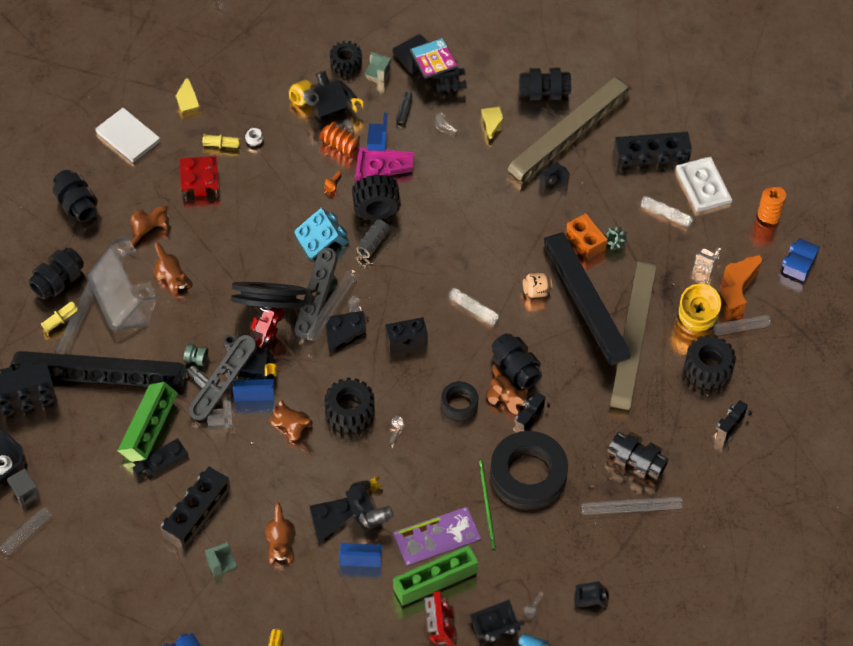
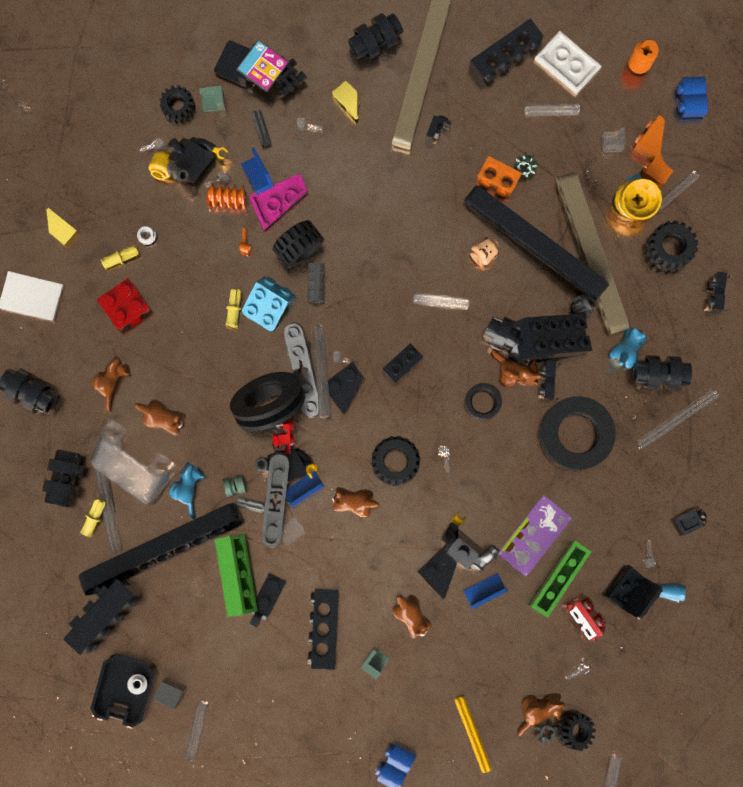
camera: 25 degrees left, 25 degrees up
(149, 334) = (184, 488): none -> dark azure animal
(289, 224) = (233, 308): none -> light yellow axle
(310, 77) = (158, 143): none -> clear hand
(487, 504) = (559, 483): bright green piece -> none
(552, 371) = (553, 336): none -> black piece
(599, 370) = (583, 305): none -> dark grey gear
(622, 423) = (628, 348): none -> dark azure animal

